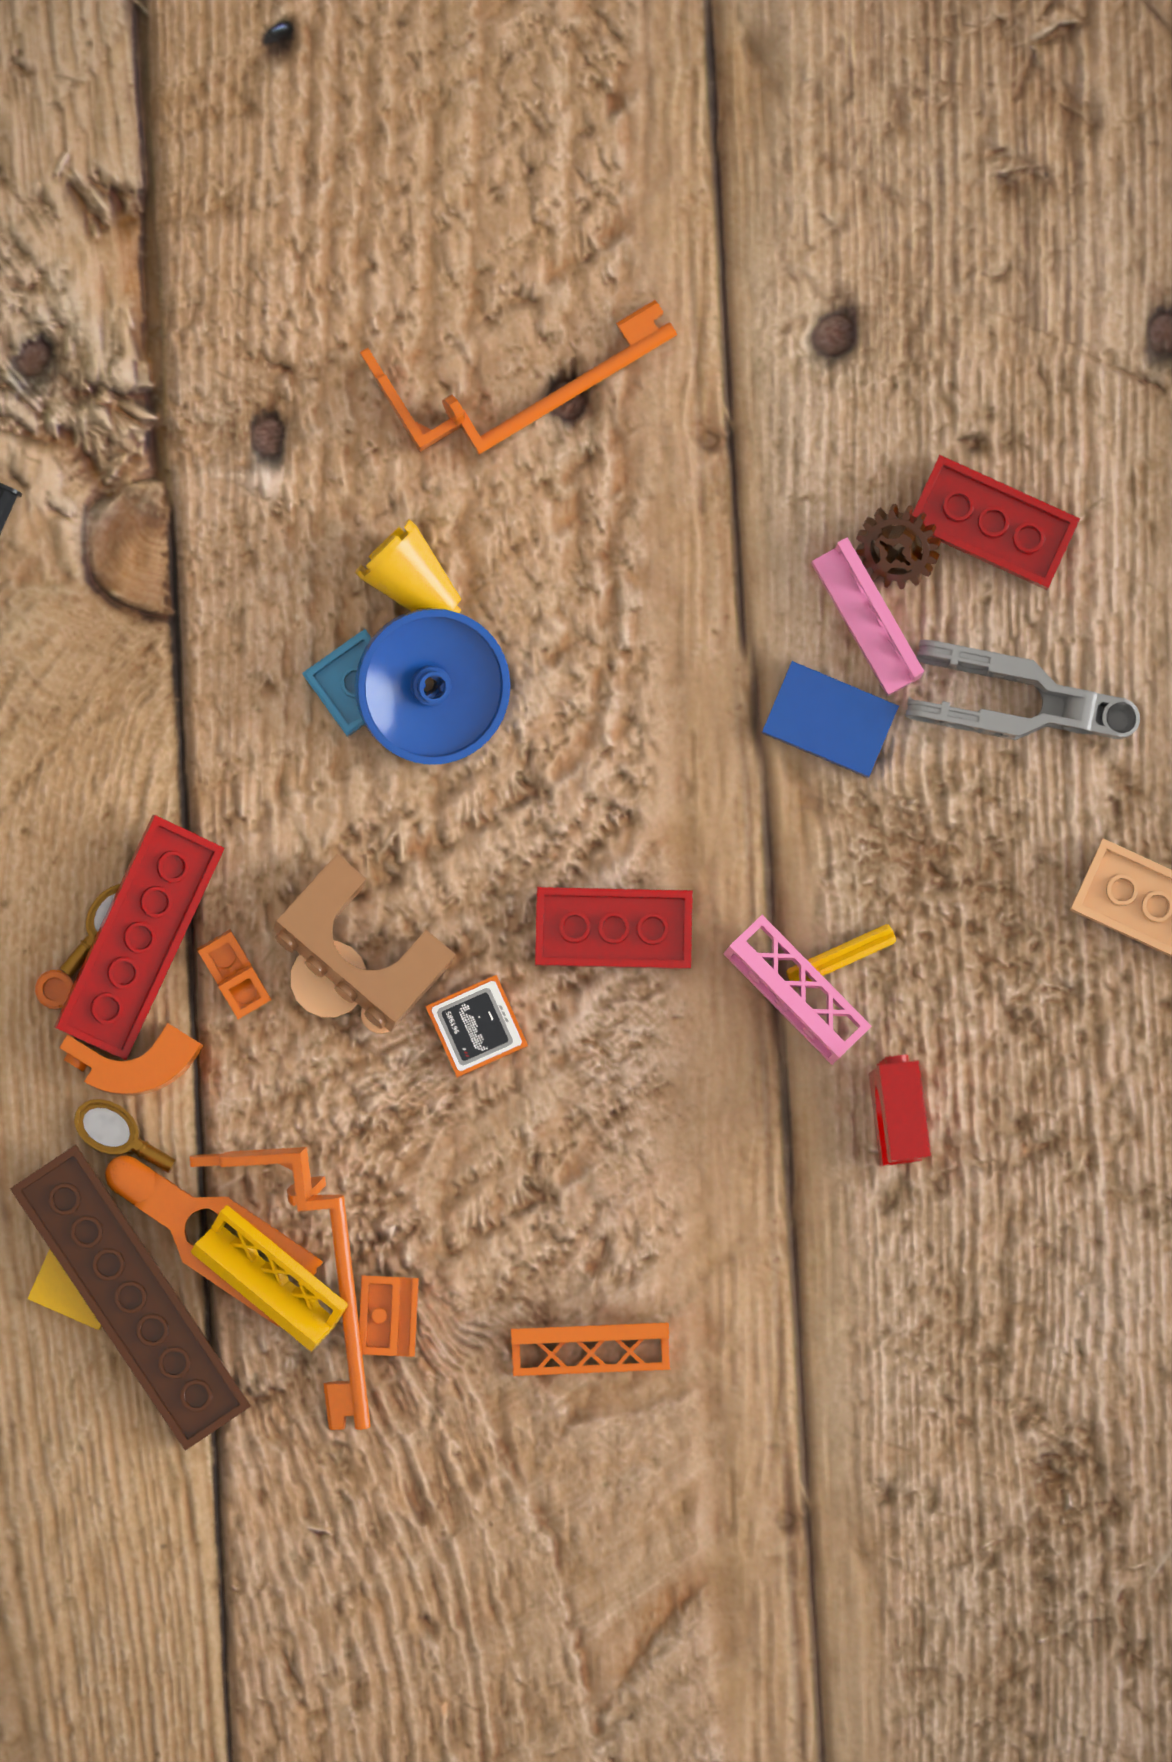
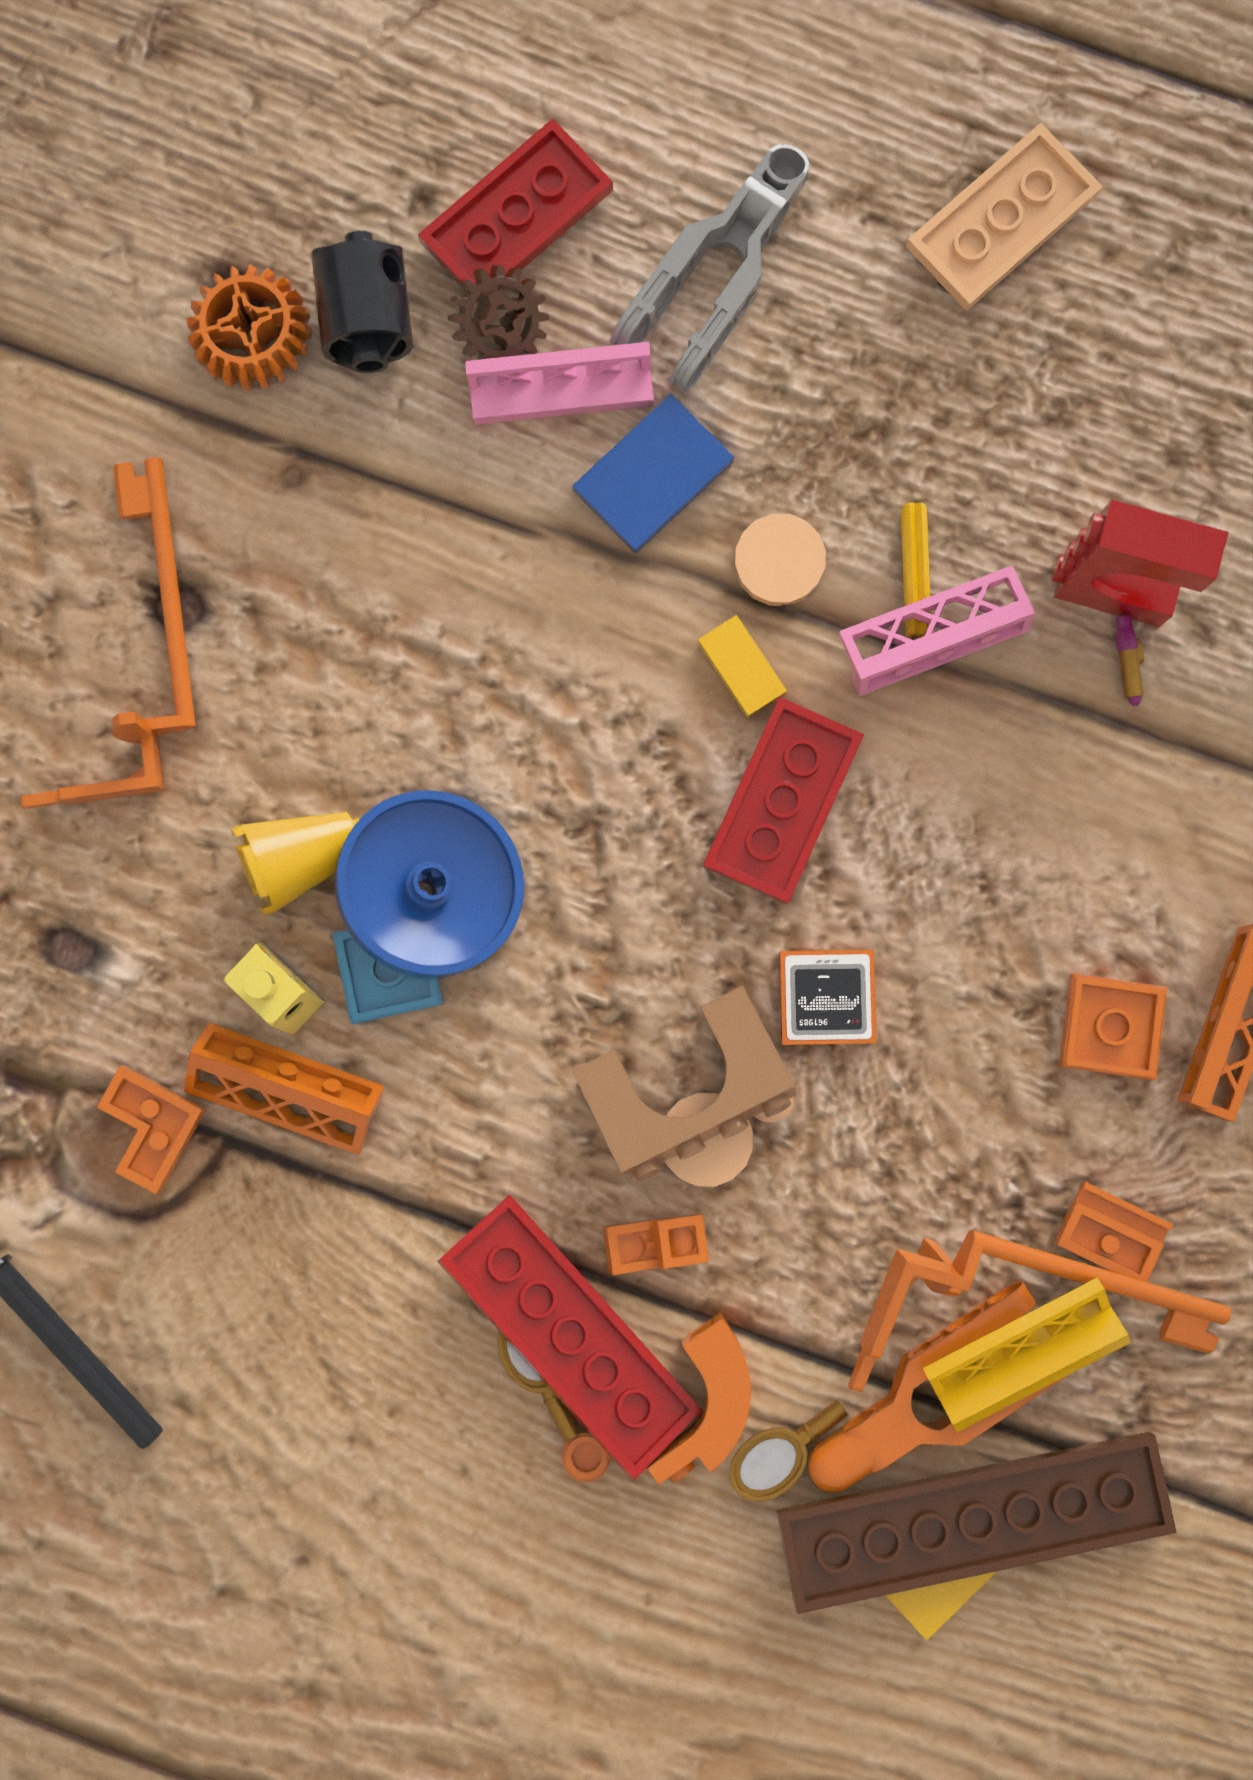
camera: 60 degrees left, 0 degrees up
(169, 564) = (162, 1124): none -> orange plate
(238, 642) = (282, 1080): none -> orange fence
(303, 603) = (273, 989): none -> light yellow torso
(547, 1254) = (1113, 1027): none -> orange tile
(706, 853) = (742, 666): none -> yellow tile
(798, 342) = (214, 331): none -> orange gear
(804, 846) = (780, 559): none -> light nougat tile
(844, 1152) = (1131, 656): none -> piece
(860, 438) = (362, 302): none -> black cylinder

